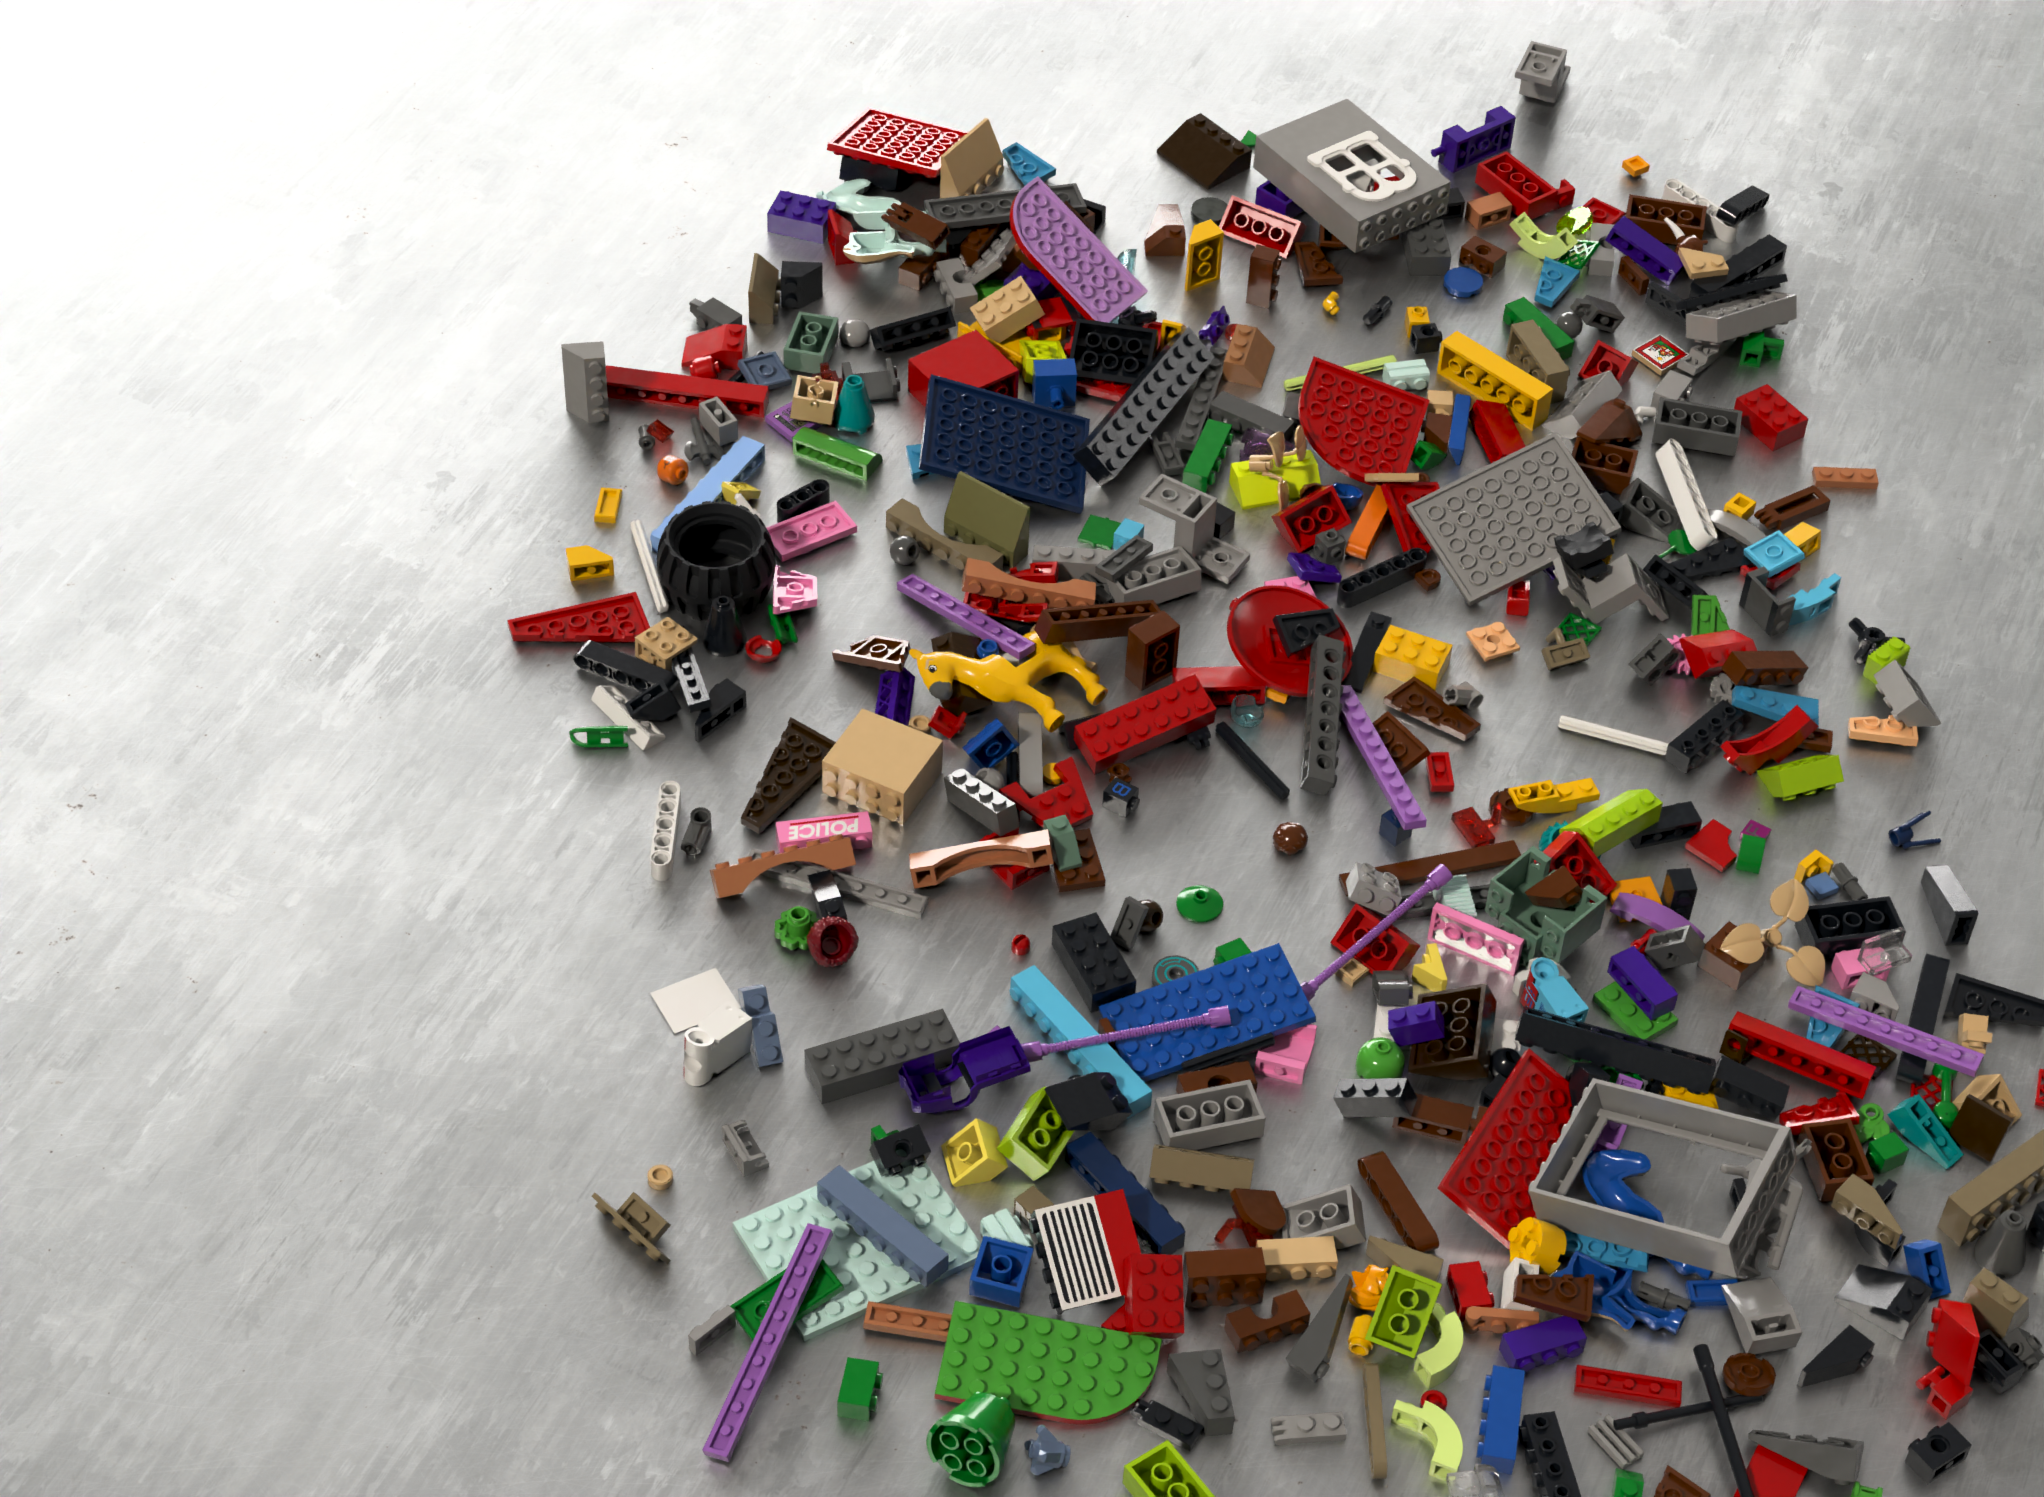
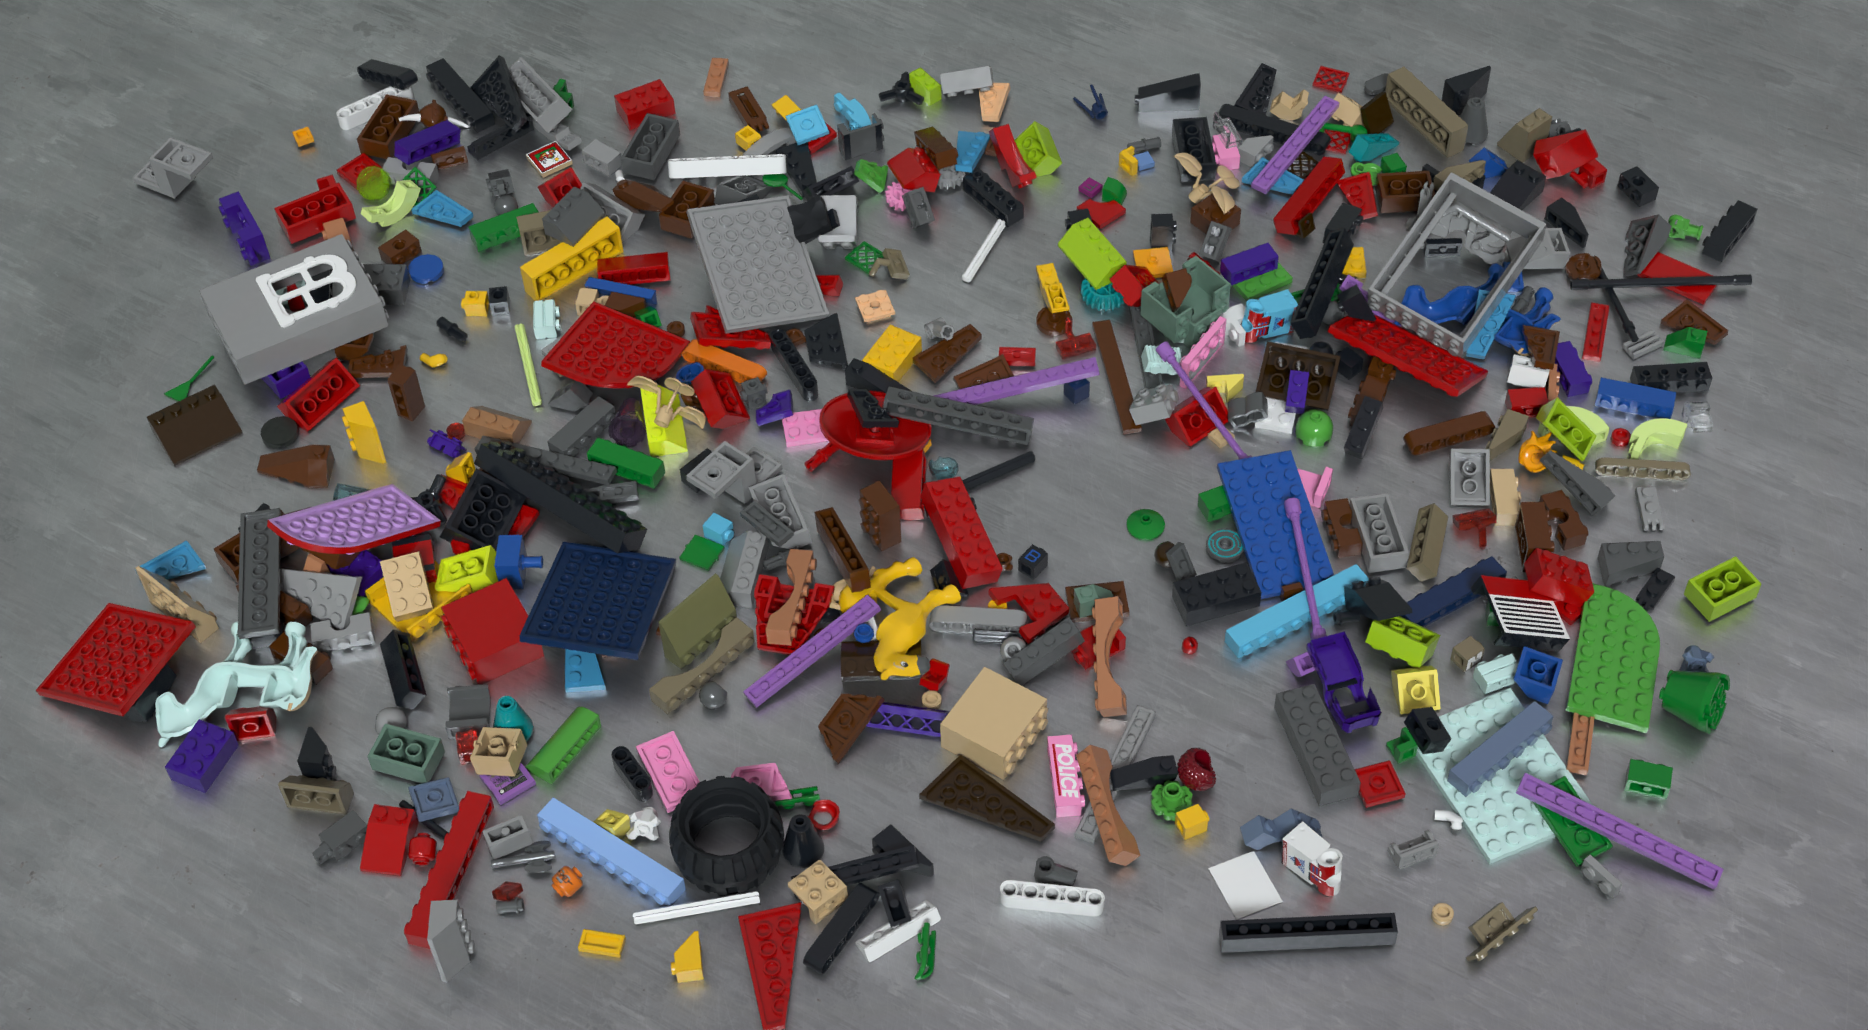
camera: 80 degrees left, 5 degrees up
(623, 1044) = (1308, 932): none -> black brick
(769, 944) = (1191, 821): none -> yellow brick
(791, 1187) = (1445, 815): none -> white arm
(834, 1117) = (1379, 784): none -> red plate
(919, 226) = (280, 637): reddish brown hinge -> none
(991, 745) = (975, 642): blue slope -> none
(1228, 1053) = (1317, 514): black axle -> none
(1260, 1209) = (1464, 511): reddish brown tile -> none
(1290, 838) = (1082, 457): reddish brown hair -> none
(1392, 477) = (689, 335): tan tile -> none
(1428, 606) = (826, 342): none -> black wing
(1536, 355) = (572, 217): none -> dark grey slope
(1537, 1243) = (1491, 345): yellow brick -> none
(1649, 912) = (1178, 251): medium lavender slope -> none
(1702, 264) = (457, 109): tan wing -> none

